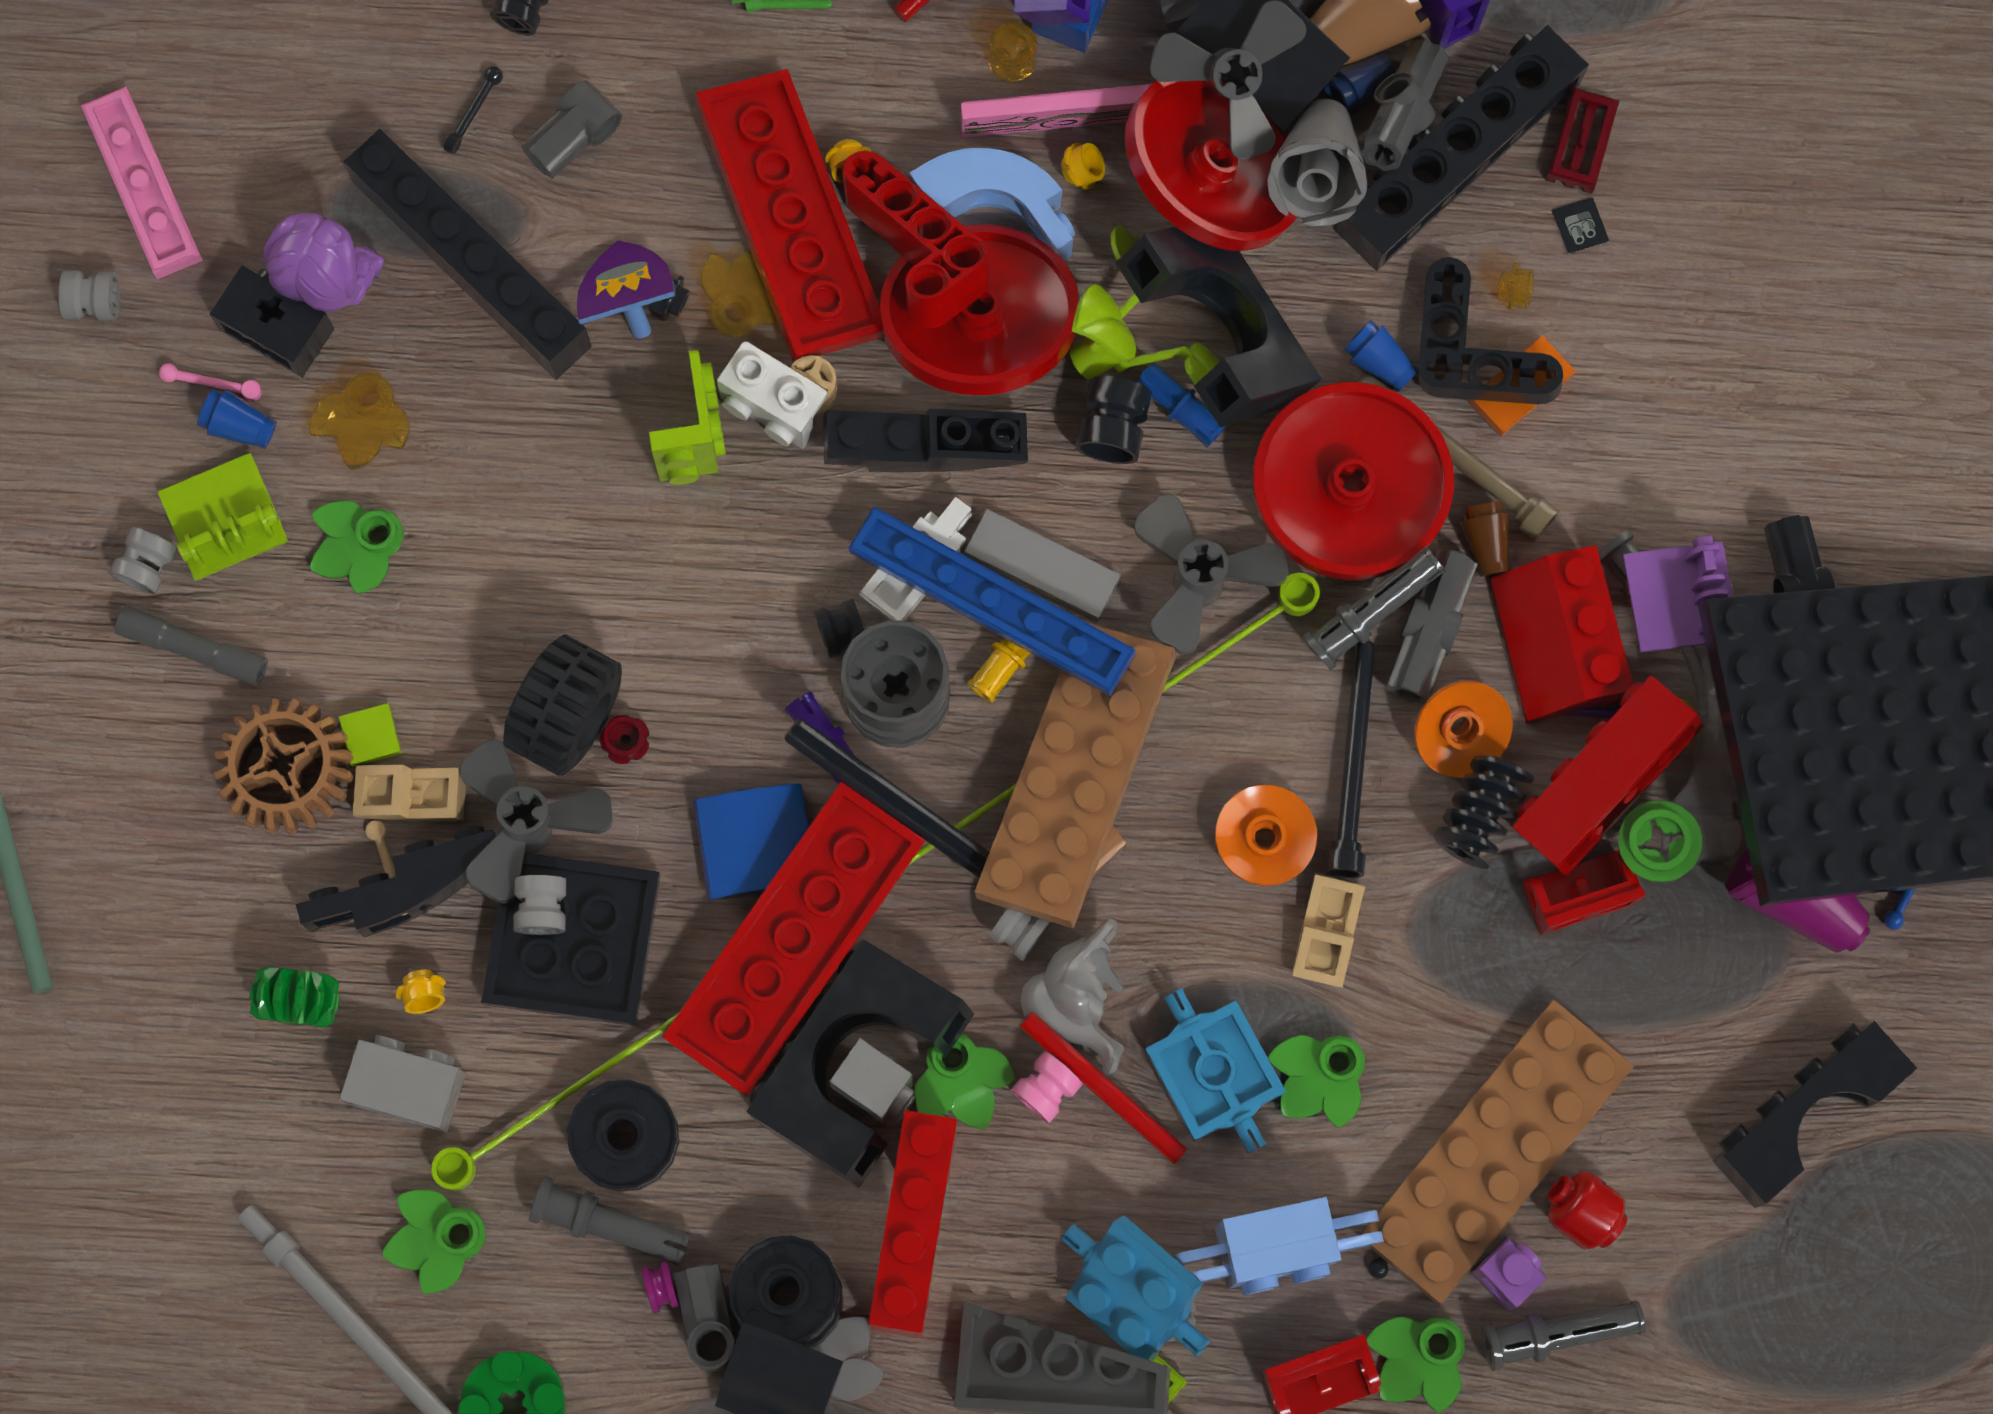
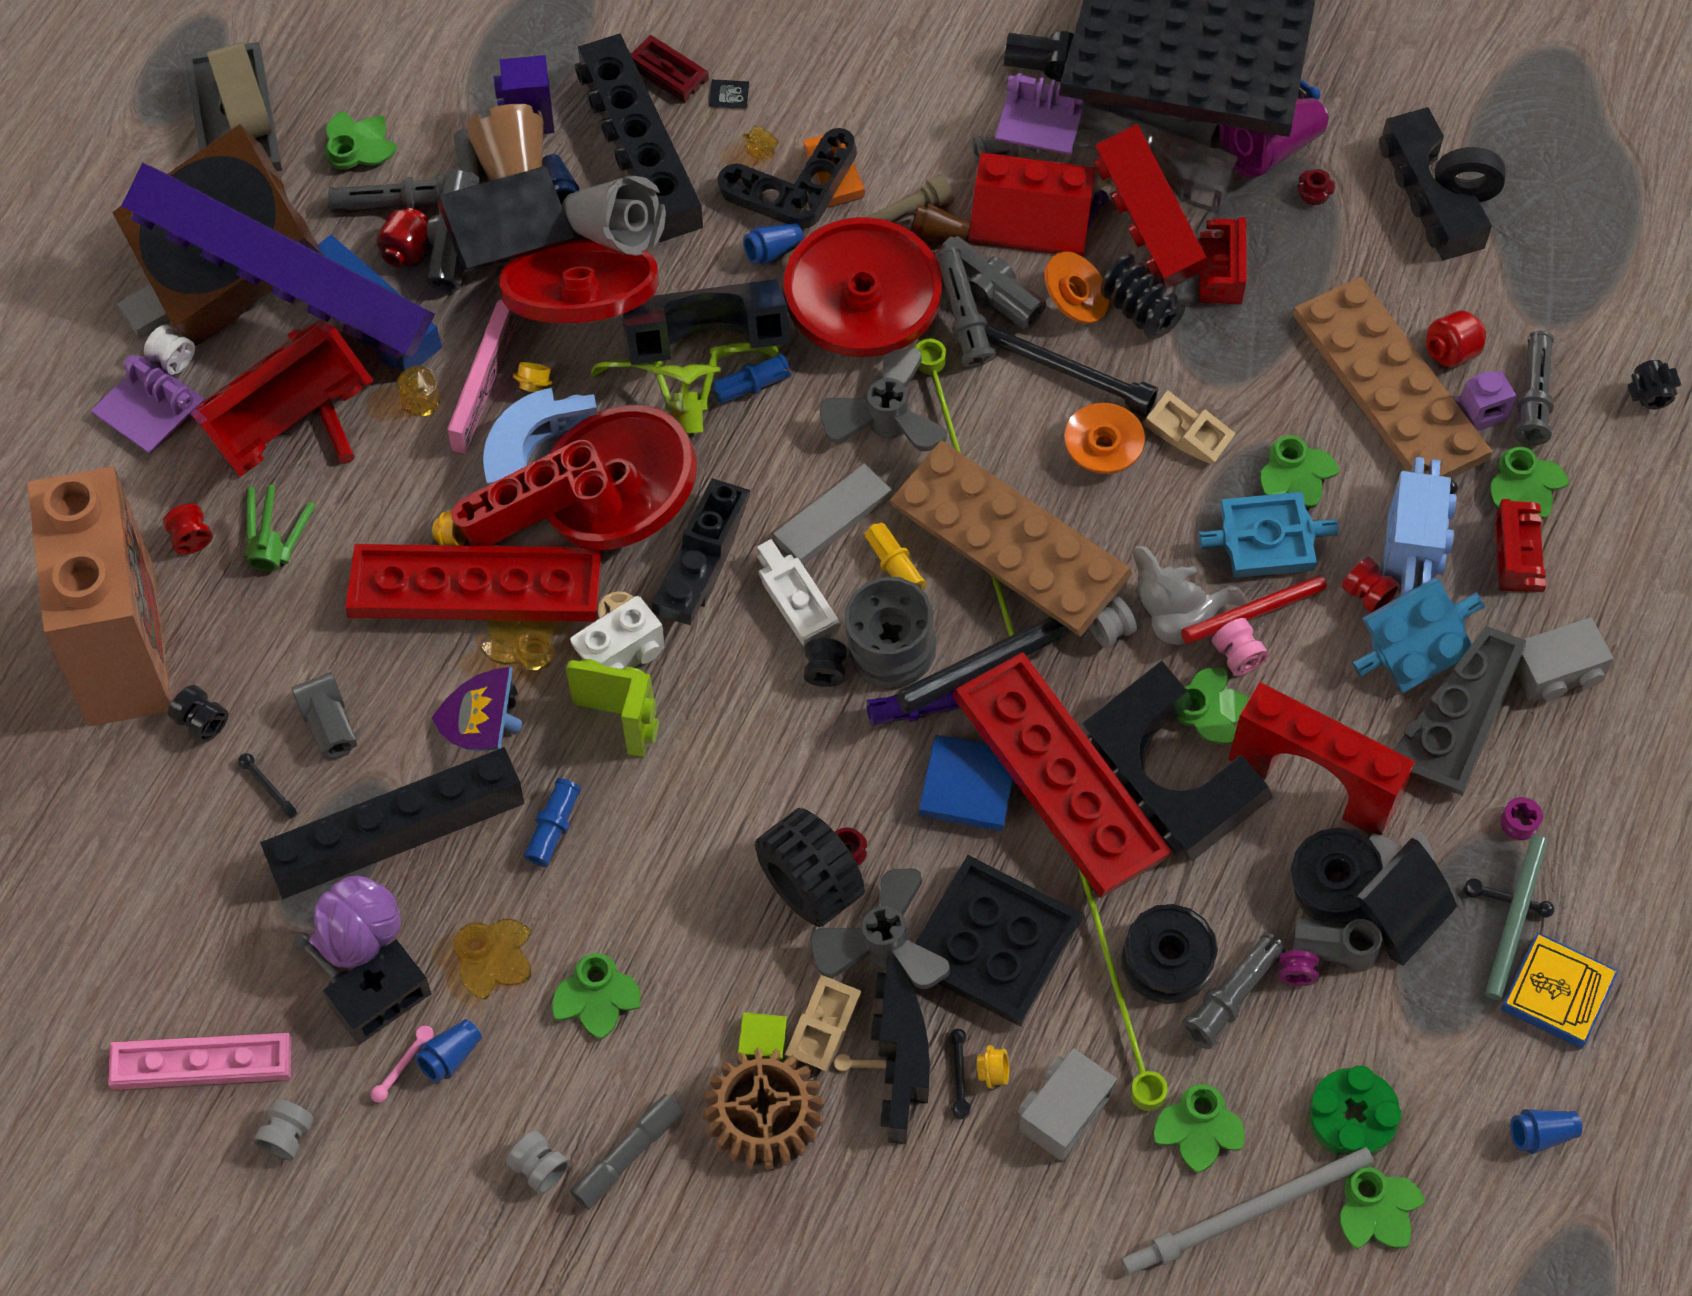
camera: 65 degrees left, 15 degrees down
(222, 517) = (525, 1090): lime hinge -> none
(294, 997) = (964, 1158): green gear -> none
(368, 975) = (961, 1107): none -> black hinge
(535, 416) = (552, 822): none -> blue pin
(539, 911) = (964, 941): light grey wheel -> none
(873, 1084) = (1198, 750): light grey brick -> none
(992, 601) = (852, 545): blue tile -> none
(1115, 411) = (748, 424): black wheel -> none
(1192, 1211) = (1370, 585): none -> red wheel
(1270, 34) = (523, 235): dark grey piece -> none
(1404, 104) = (590, 152): dark grey piece -> none
(1671, 820) = (1227, 182): bright green gear -> none
(1750, 981) = (1313, 193): none -> dark red plate
(1836, 1153) = (1472, 160): none -> black tyre

